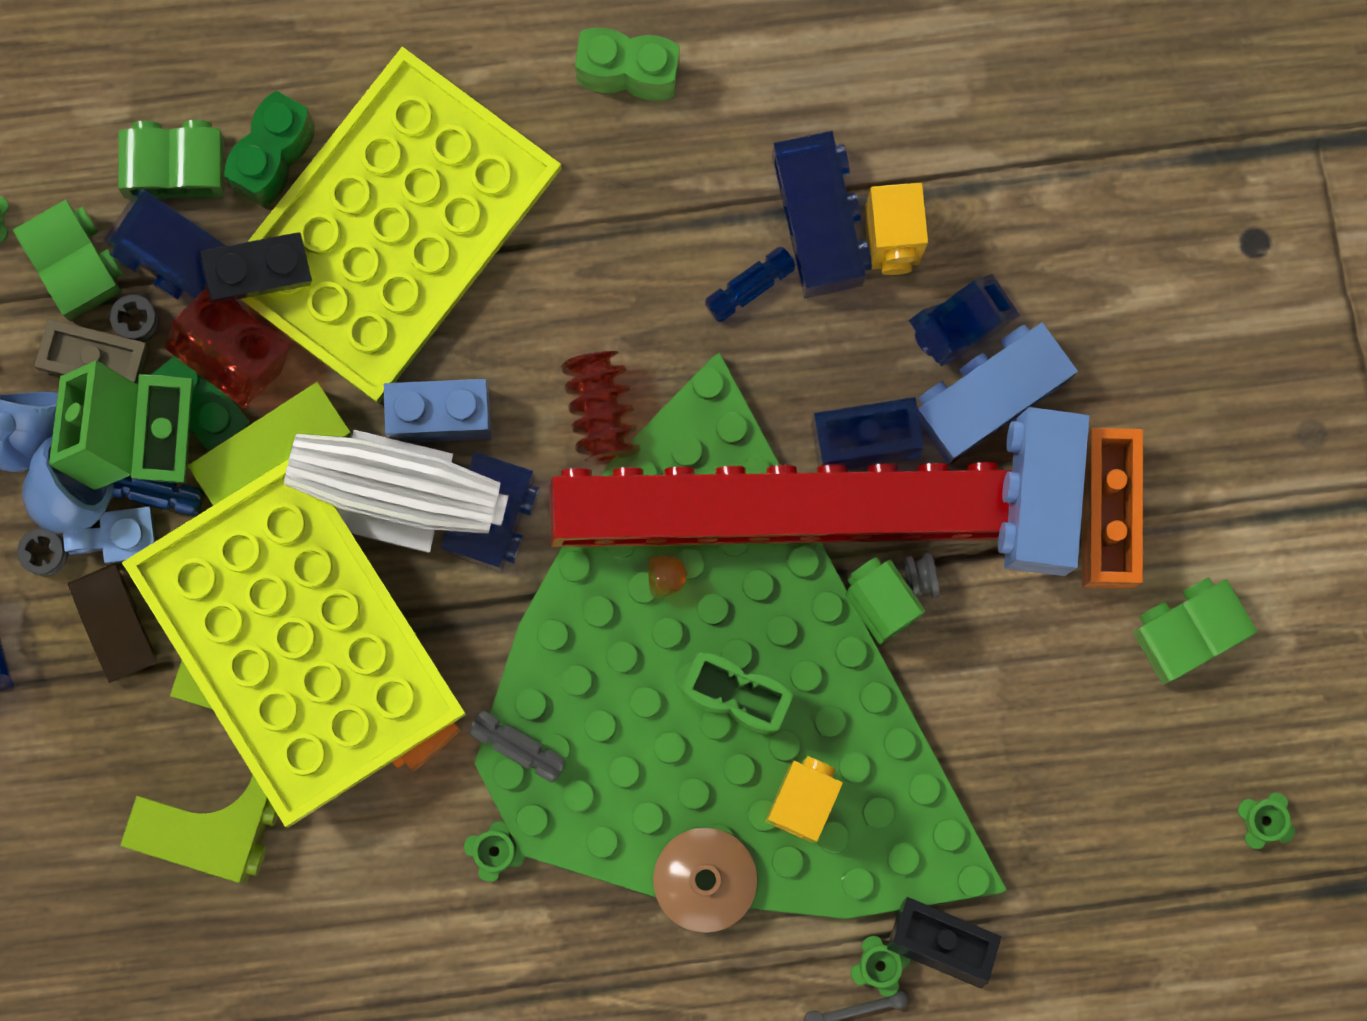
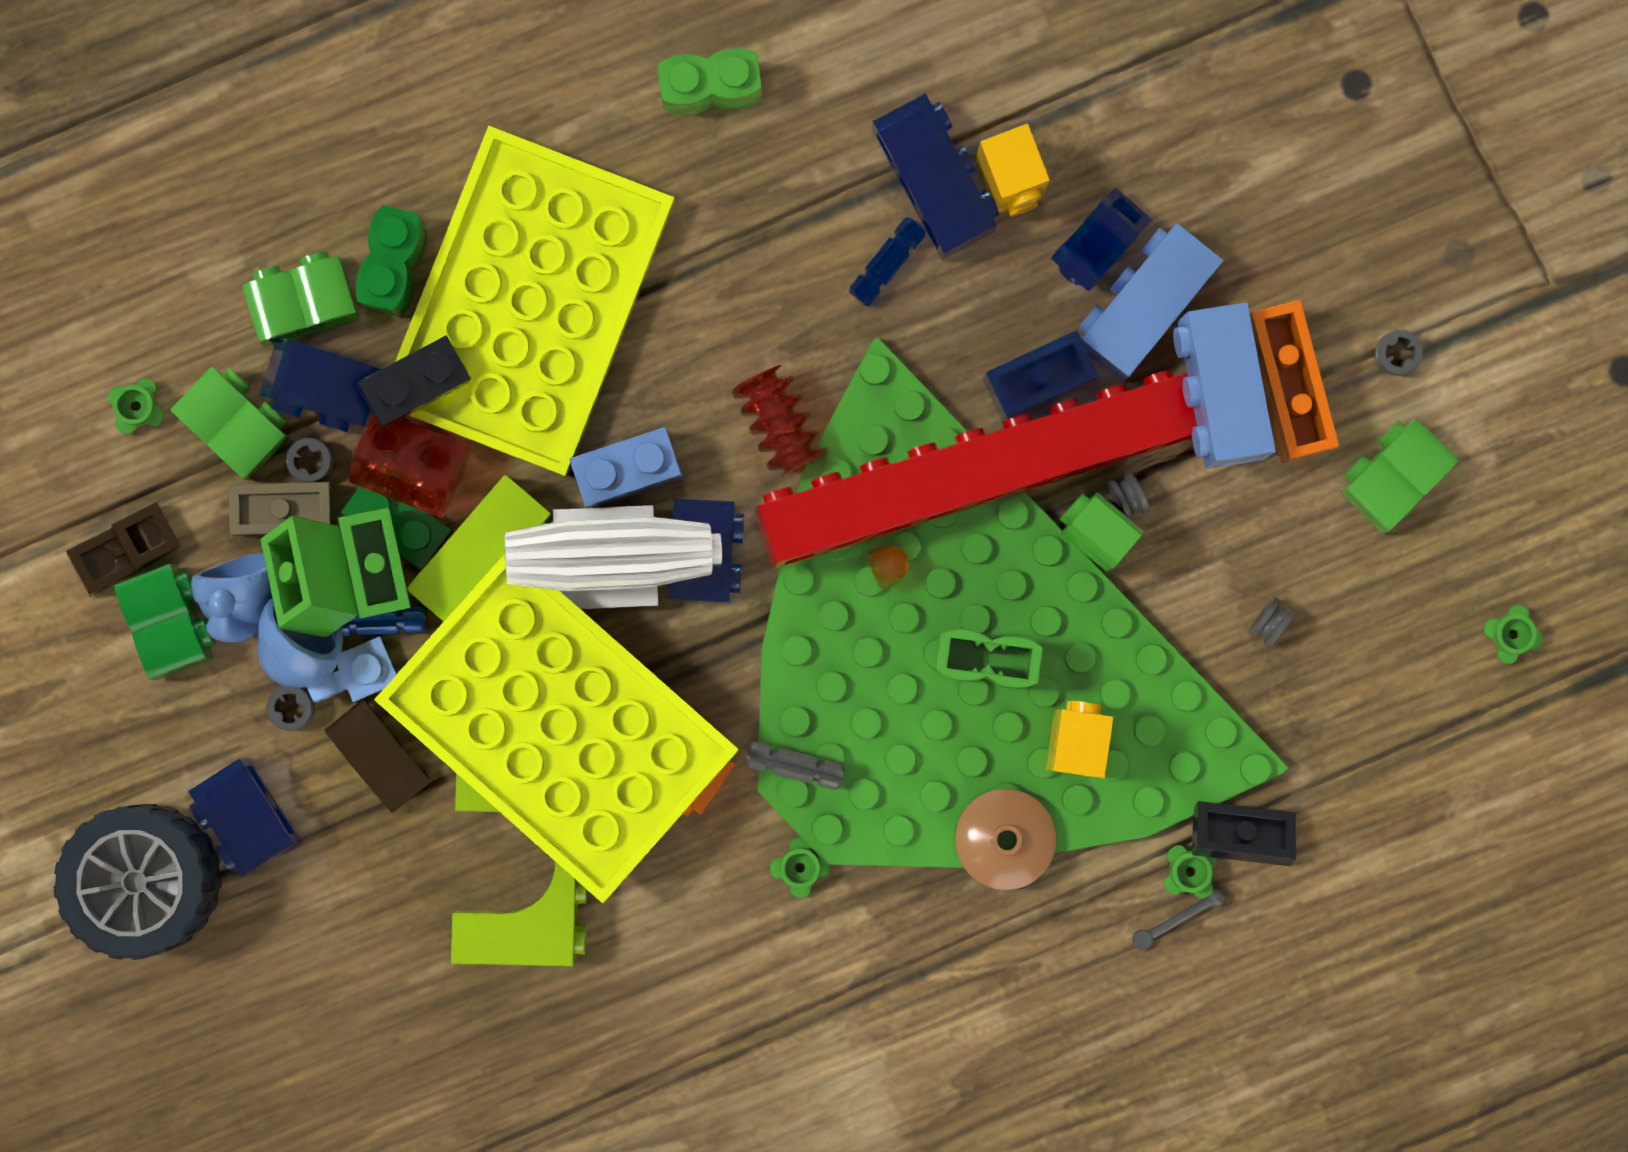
camera: 15 degrees left, 5 degrees up
(1029, 740) = (1271, 622): none -> dark grey bush
(1231, 526) = (1406, 365): none -> dark grey bush

